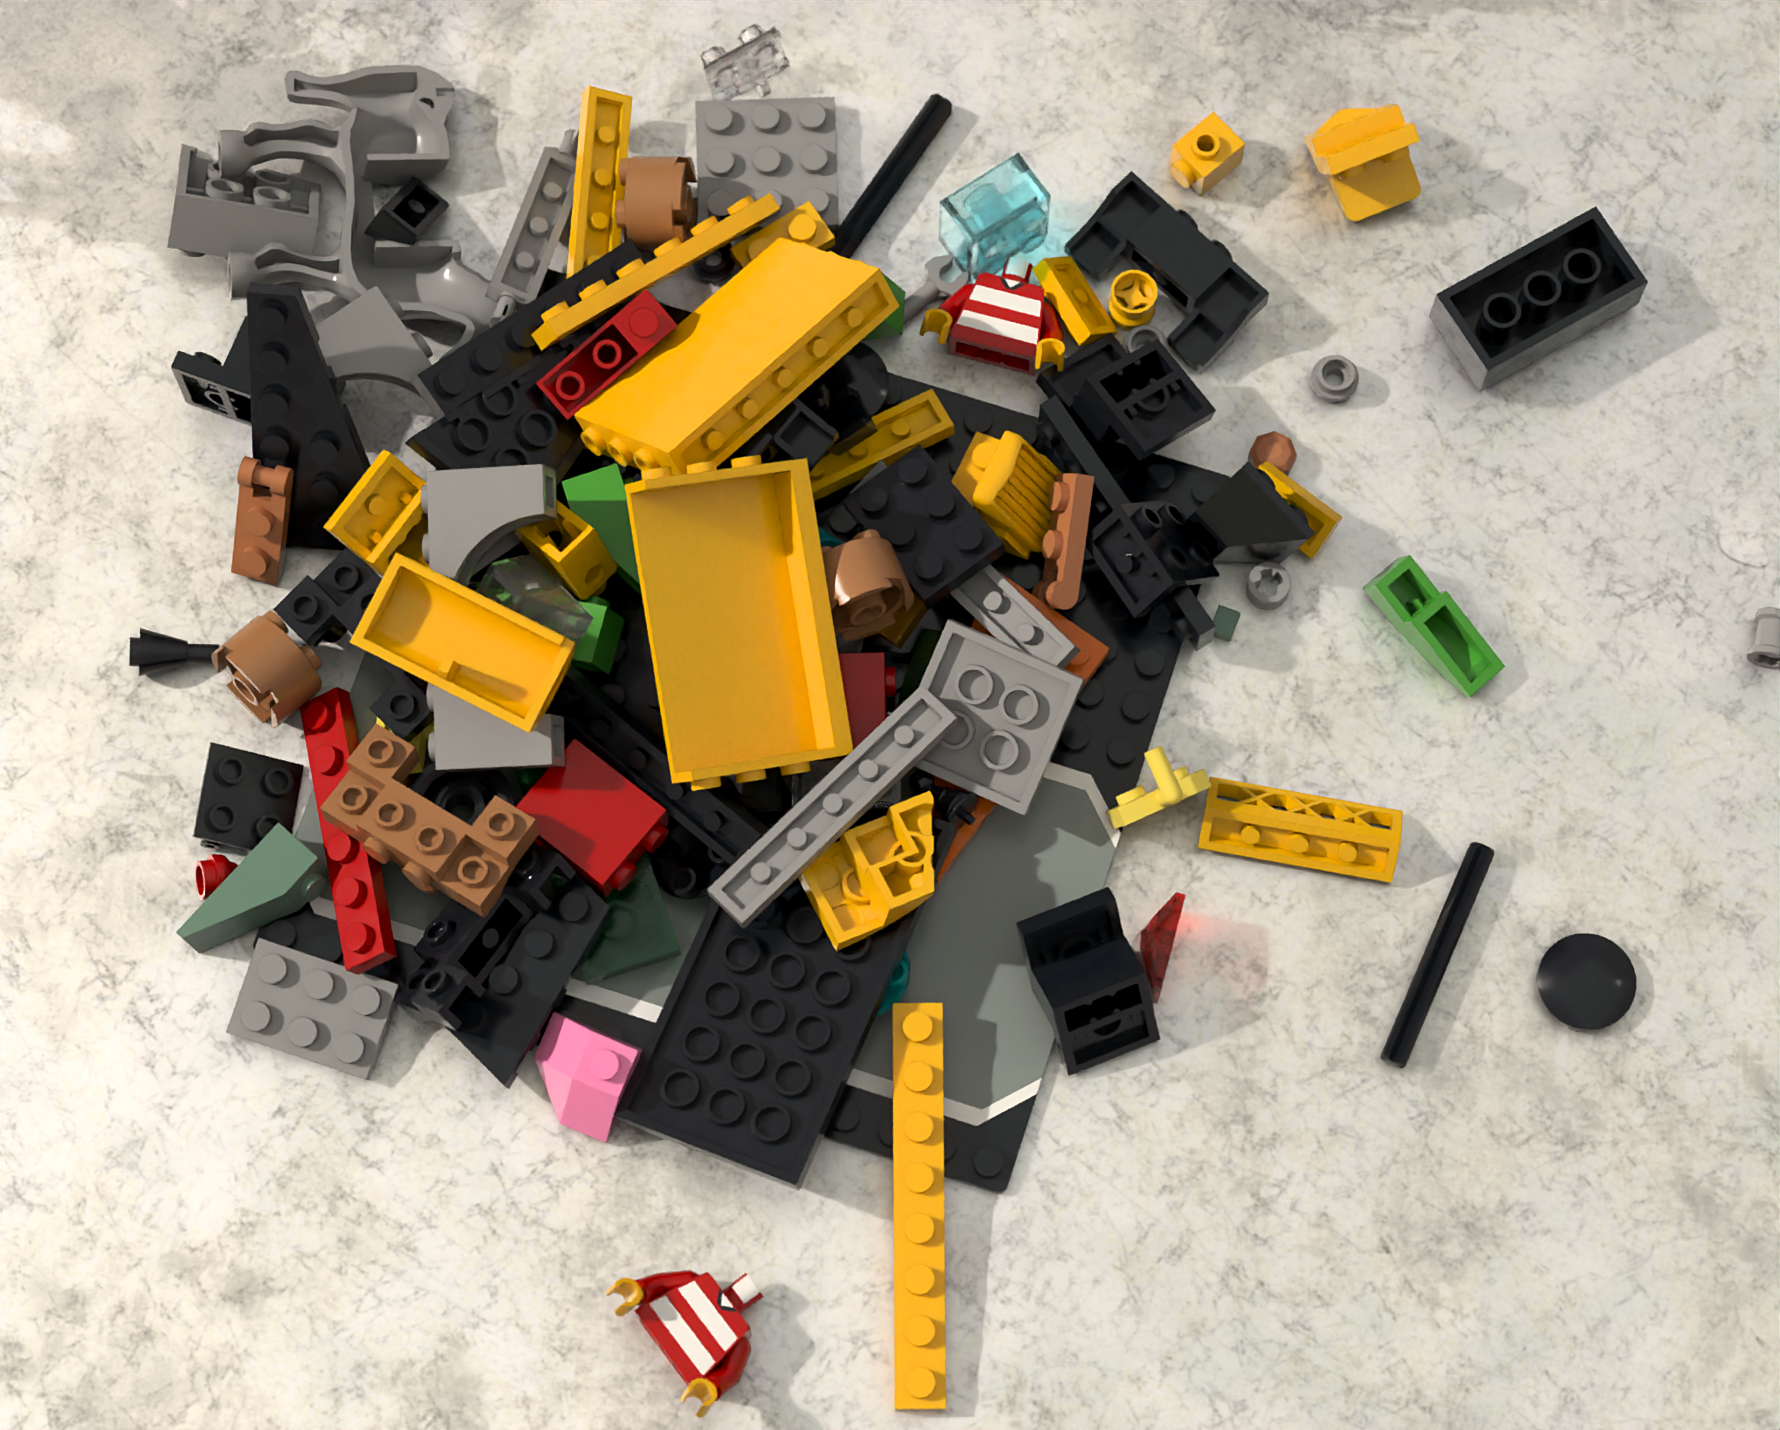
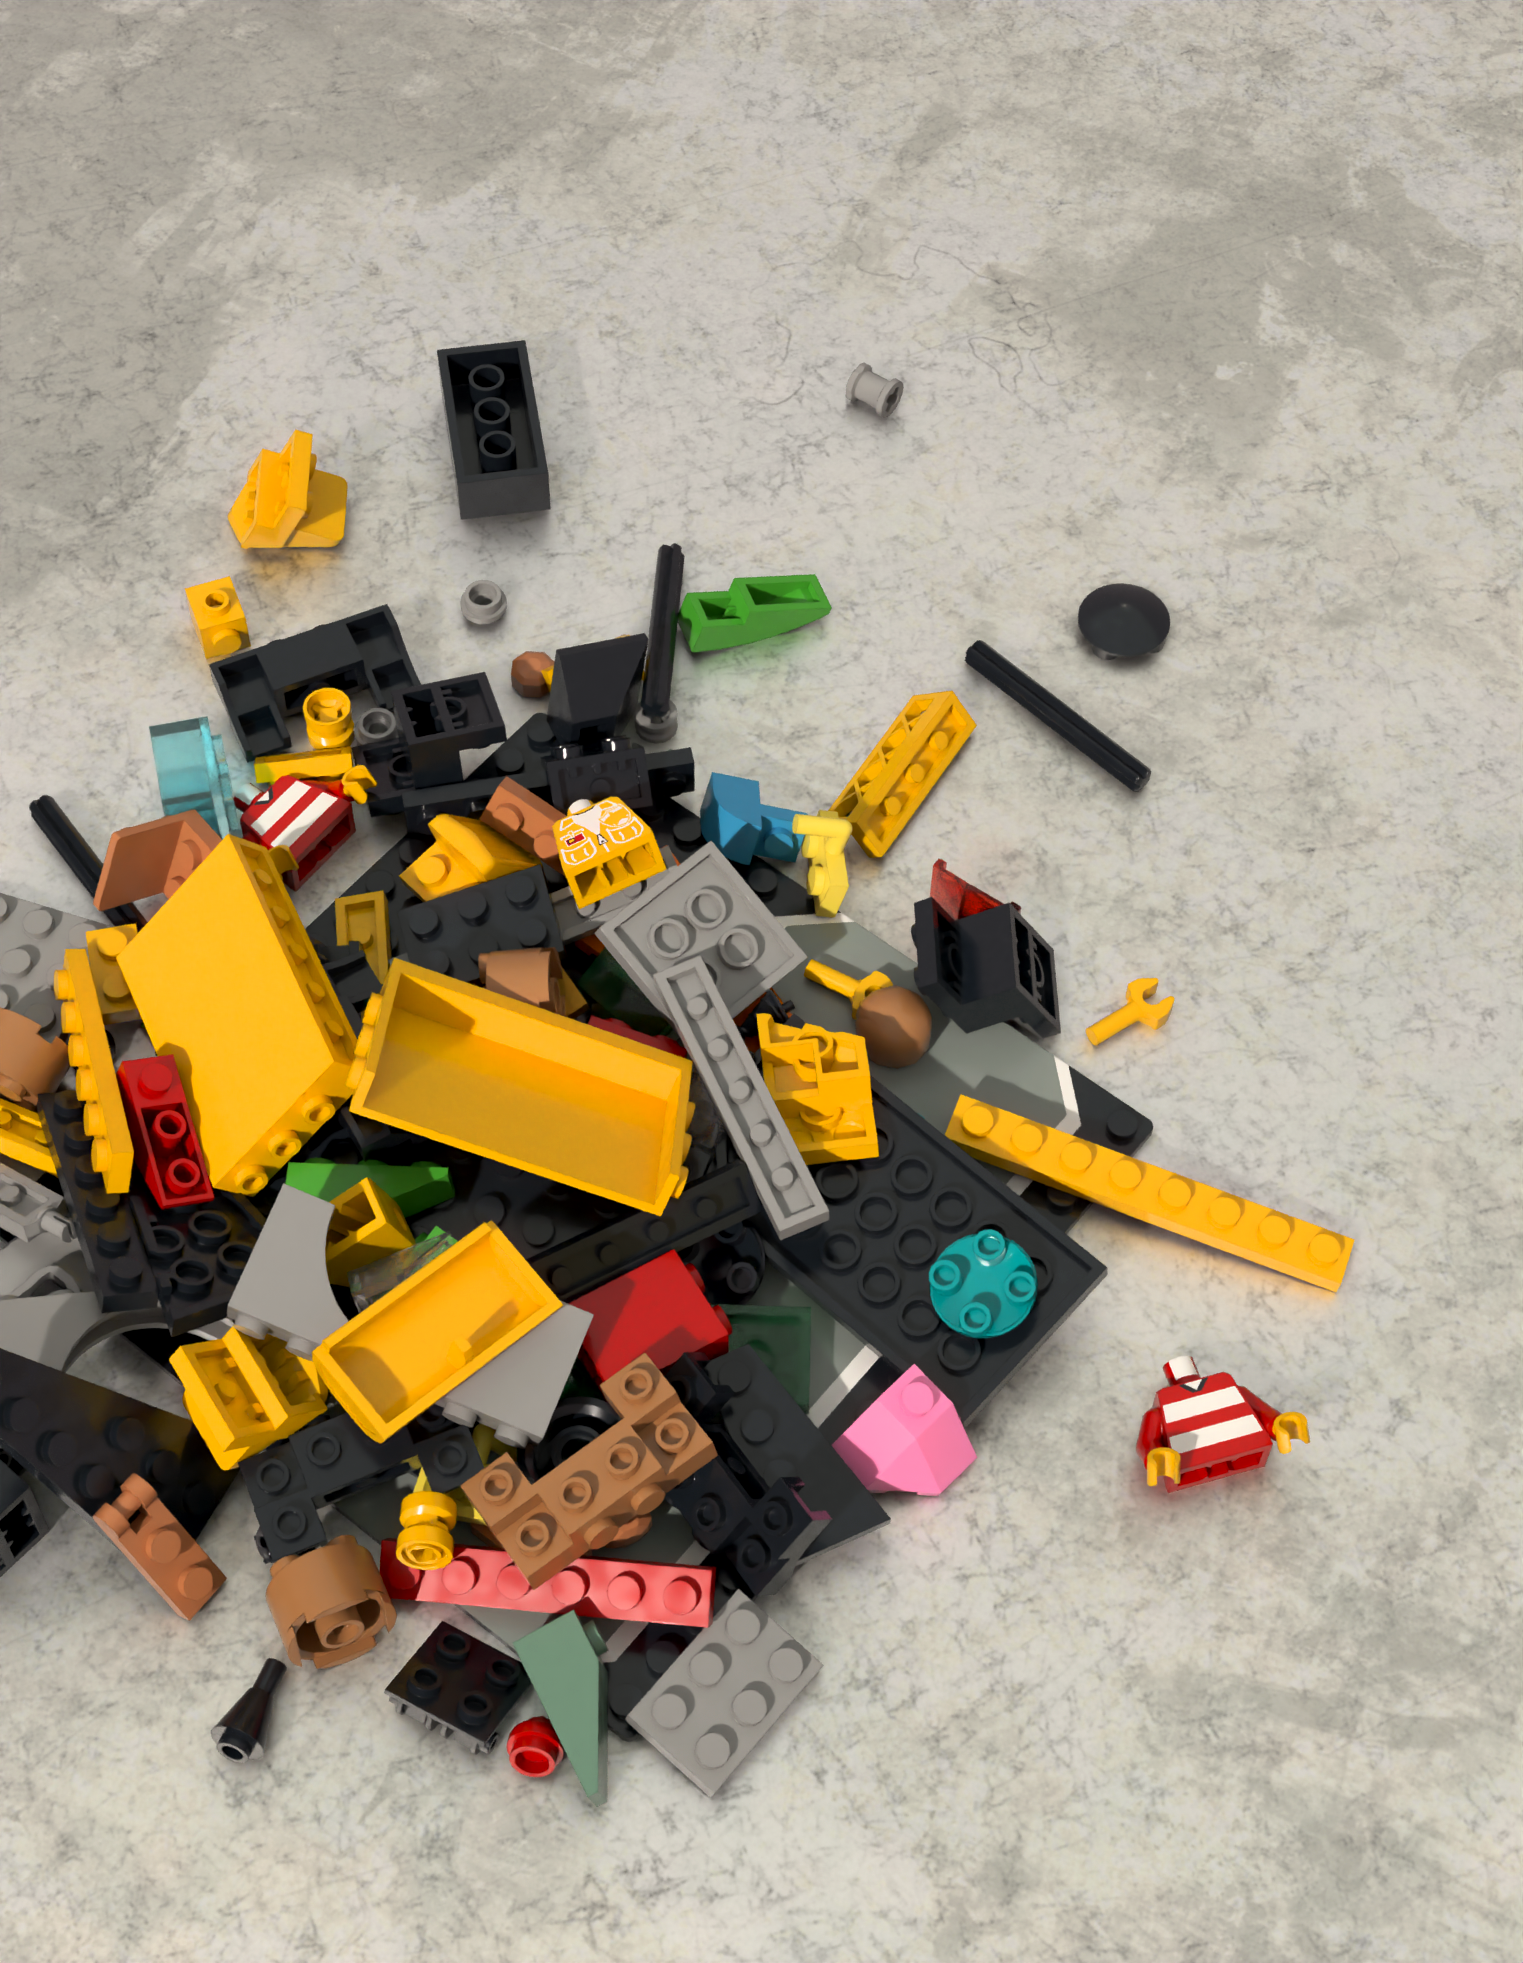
camera: 70 degrees left, 15 degrees down
(342, 715) = (426, 1536): none -> yellow wheel
(736, 1083) = (983, 1285): none -> teal dish
(911, 227) = (153, 858): none -> nougat bracket
(993, 920) = (894, 1026): none -> medium nougat hair
(1034, 871) = (841, 983): none -> yellow bar
(1039, 589) = (605, 849): none -> yellow torso
(1120, 1135) = (1134, 1011): none -> yellow bar
(1162, 703) = (743, 826): none -> dark azure brick
(1368, 550) = (662, 631): none -> black axle

